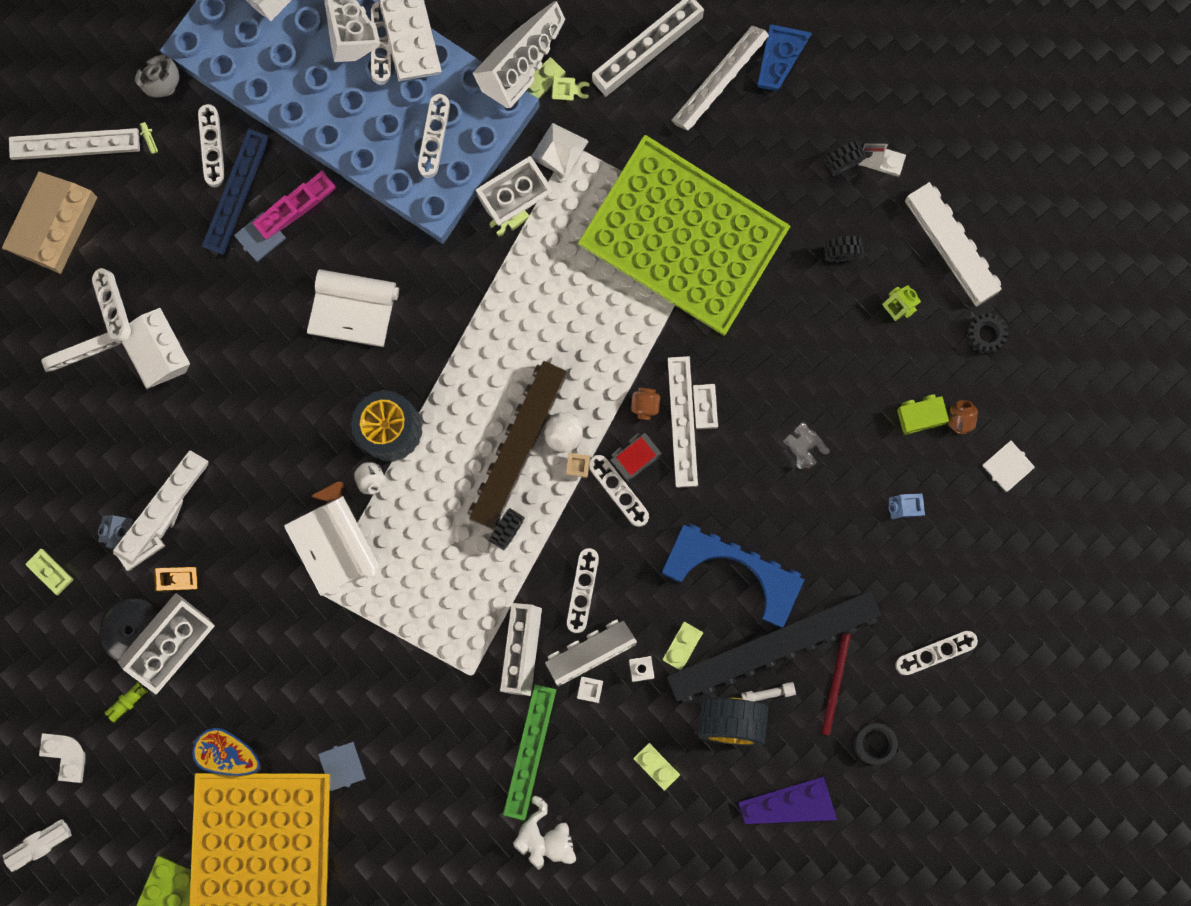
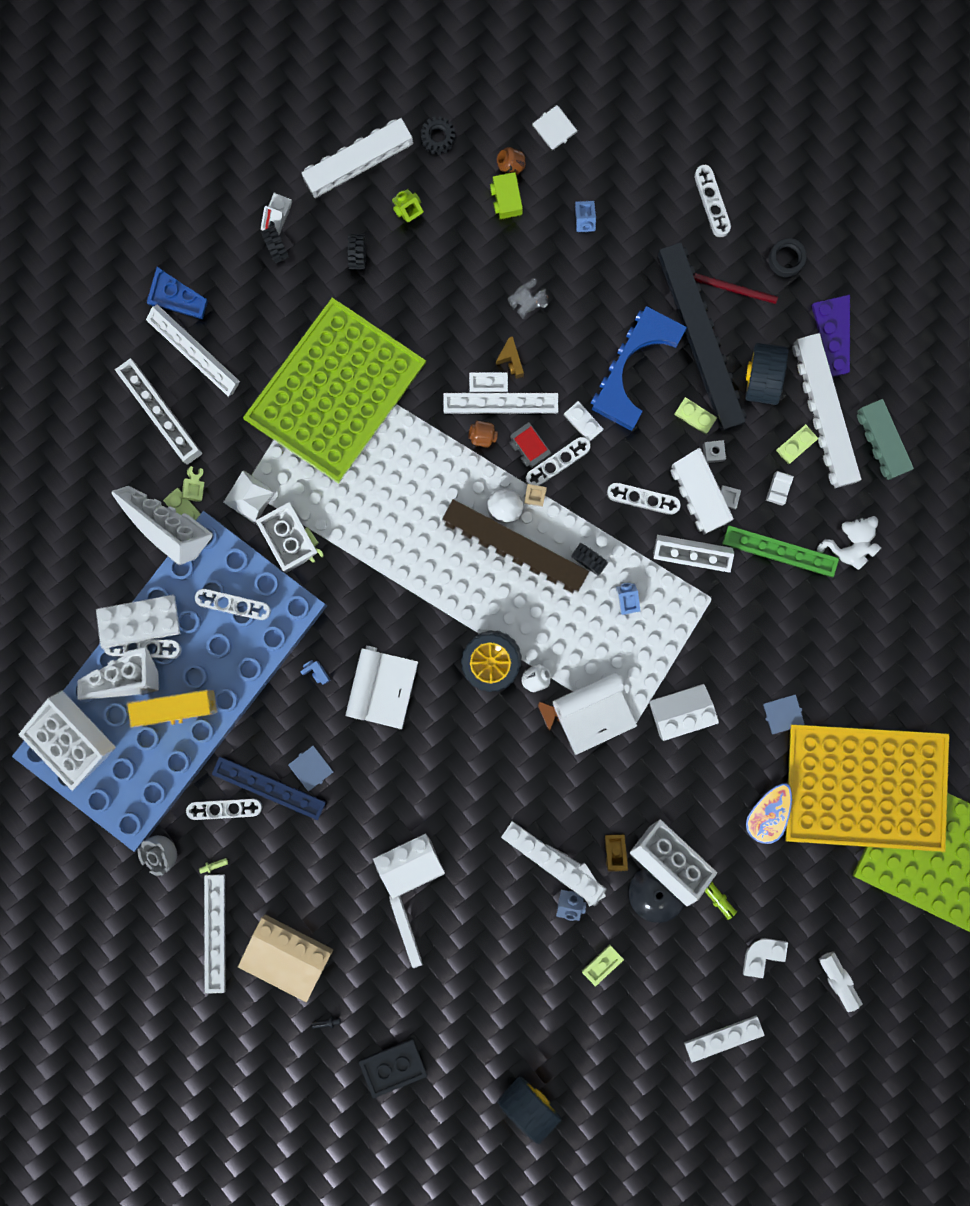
camera: 85 degrees left, 5 degrees up
(107, 307) = (365, 900): white beam -> none
(294, 205) = (284, 735): dark pink slope -> none
(314, 77) = (172, 708): none -> yellow brick
(338, 648) = (683, 712): none -> white slope
(366, 238) = (319, 673): none -> medium blue bracket
(465, 577) = (628, 598): none -> medium blue bracket
(603, 747) = (779, 488): none -> white piece
(667, 517) = (583, 421): none -> white plate
(667, 869) = (884, 439): none -> sand green brick
(697, 798) = (826, 410): none -> white brick
(740, 429) = (508, 354): none -> pearl gold slope
(787, 690) = (738, 329): white bar -> none

